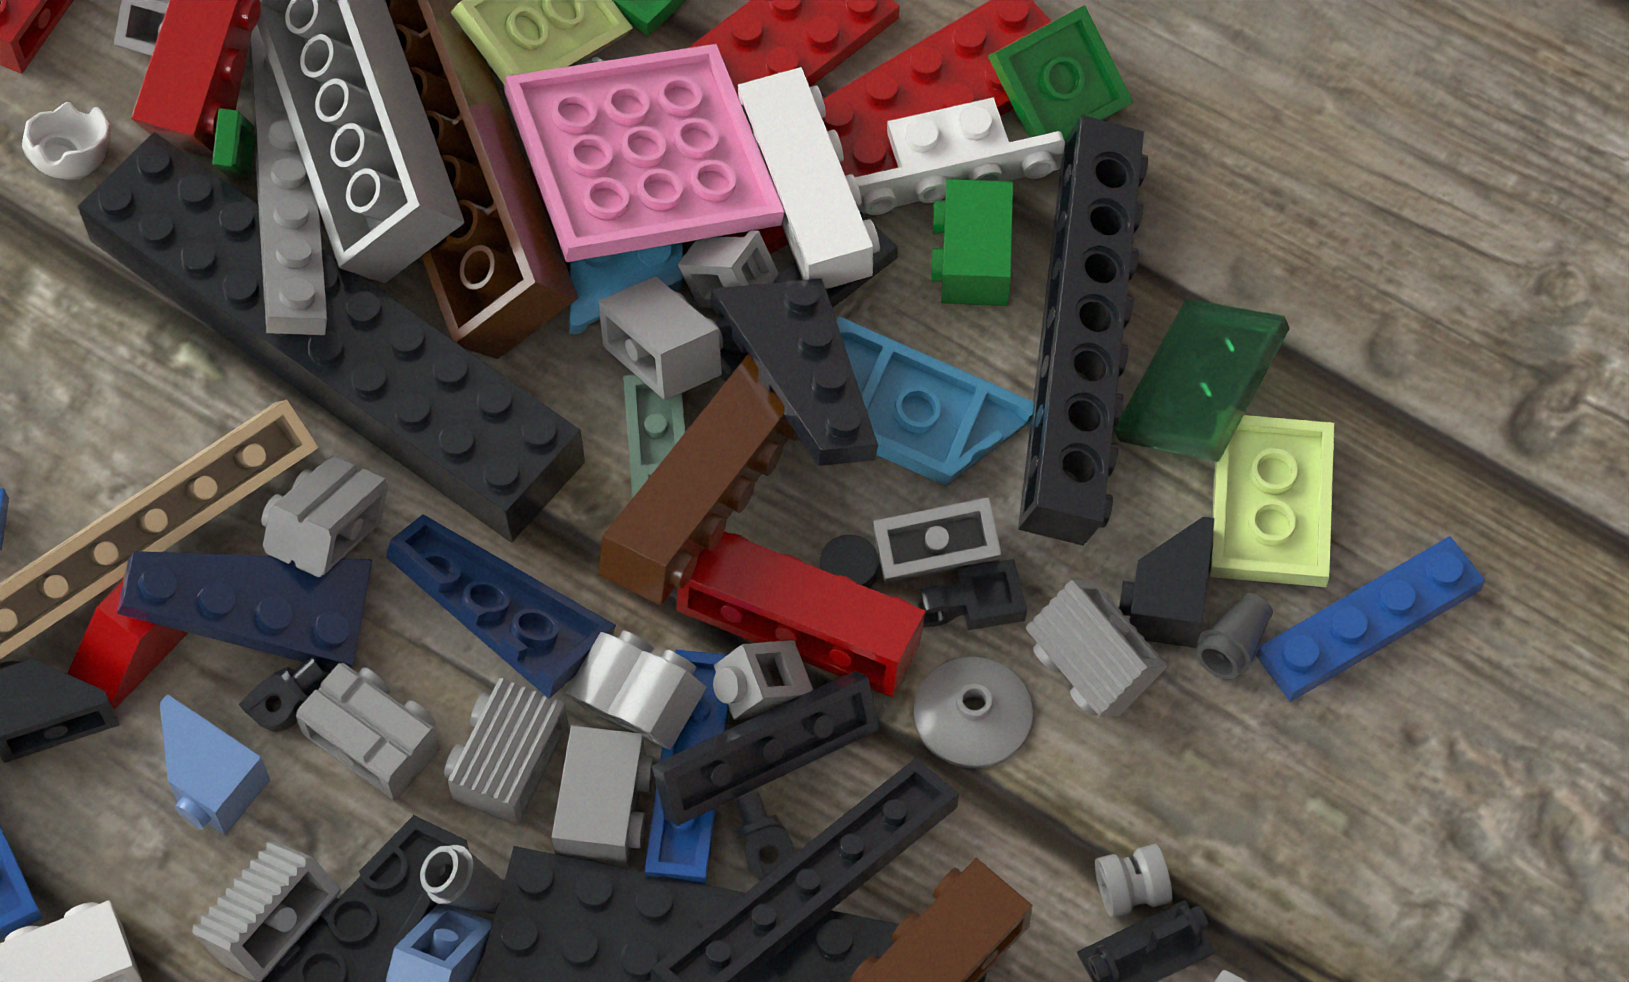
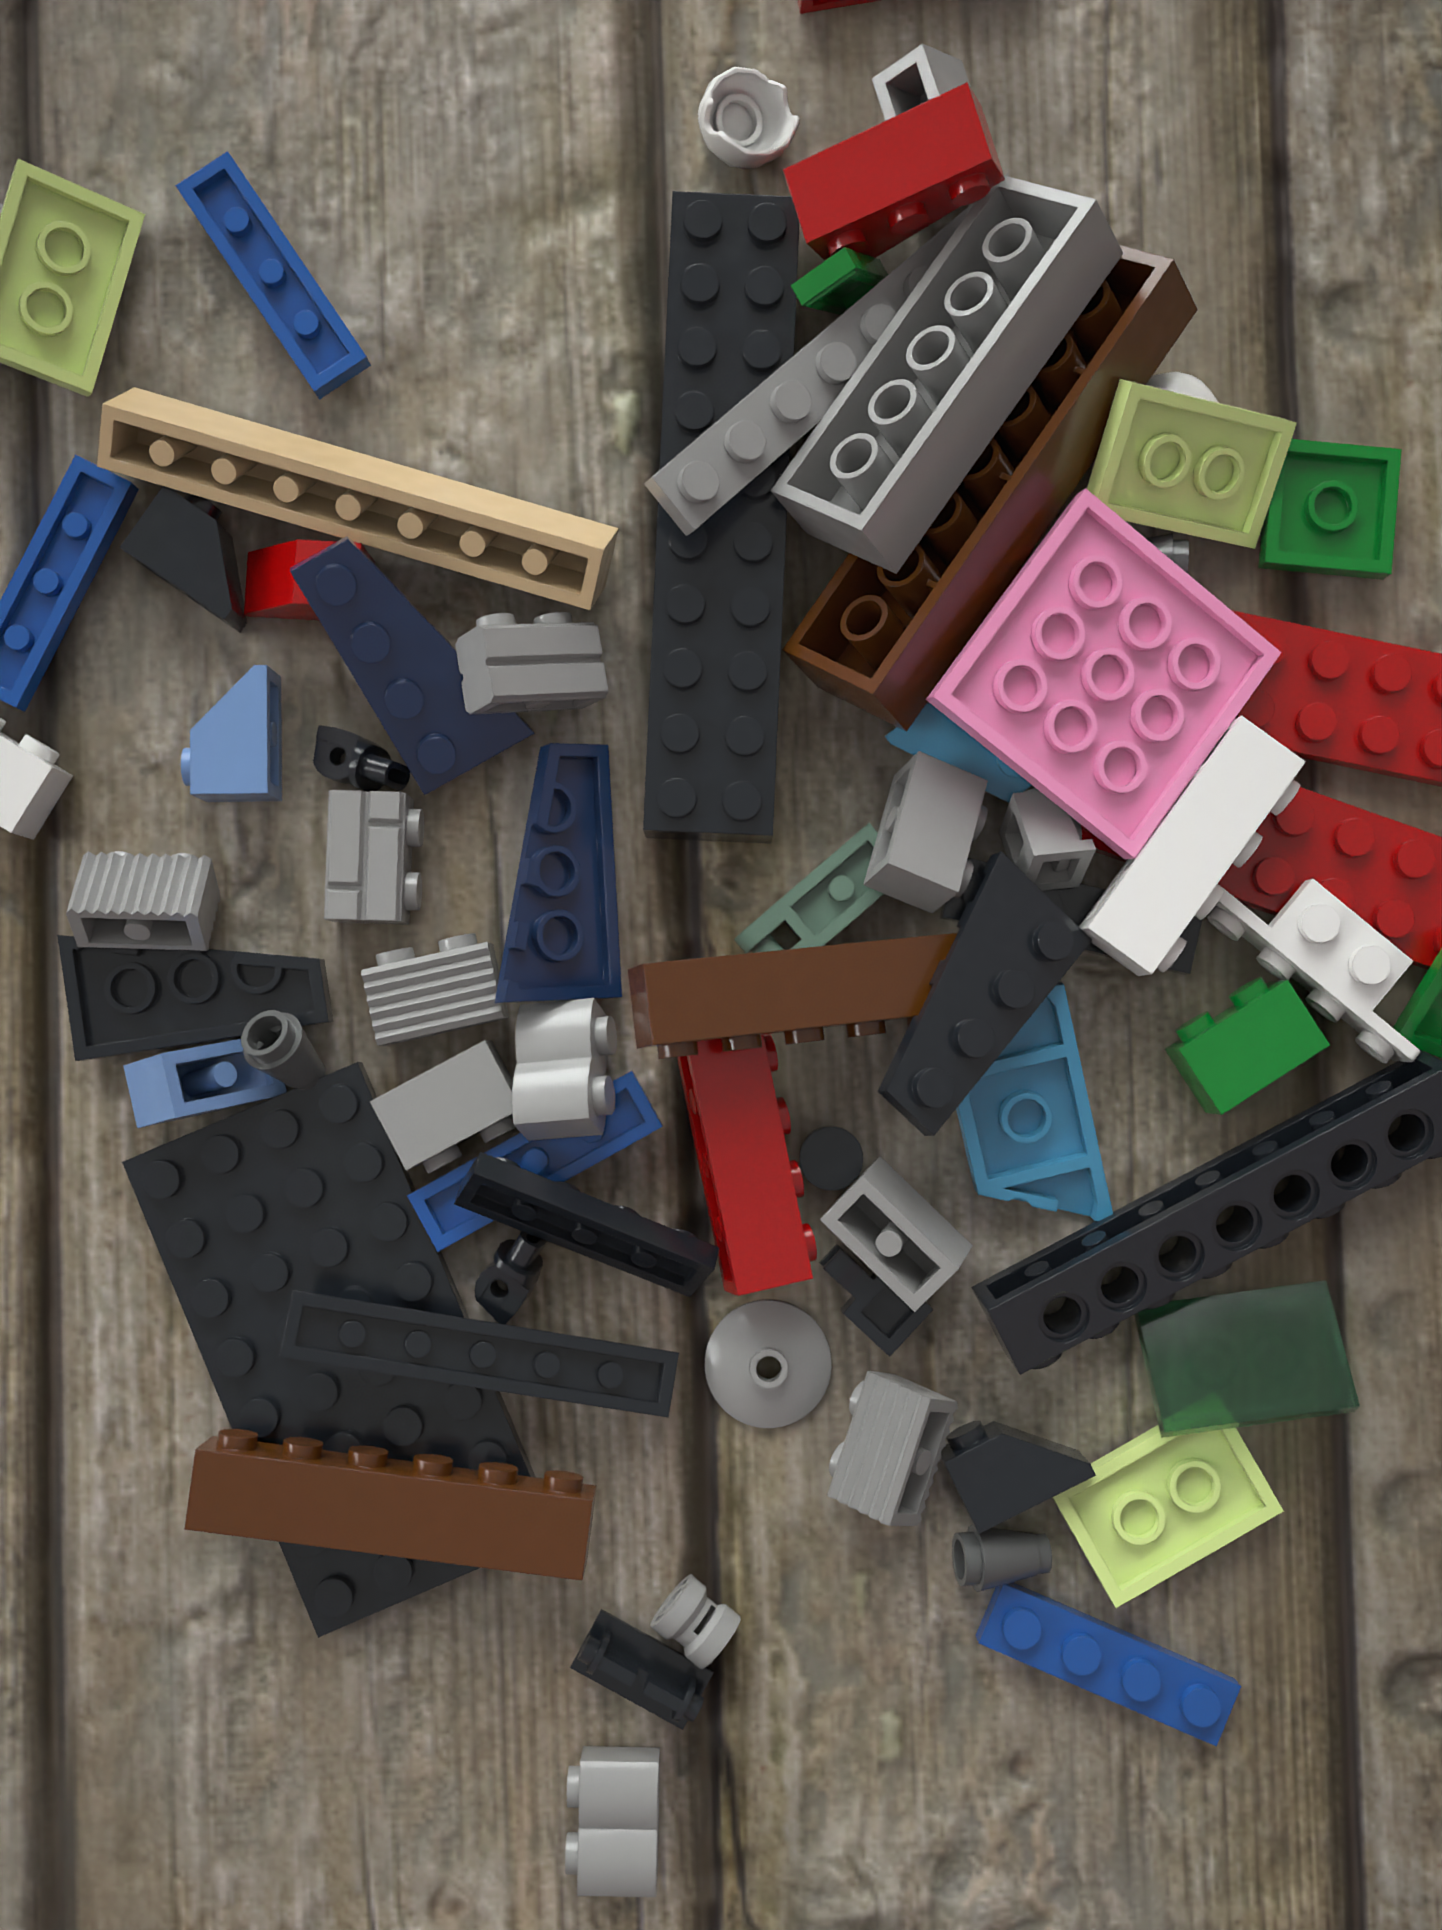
camera: 55 degrees right, 25 degrees up
(746, 680) = (636, 1166): light grey brick -> none

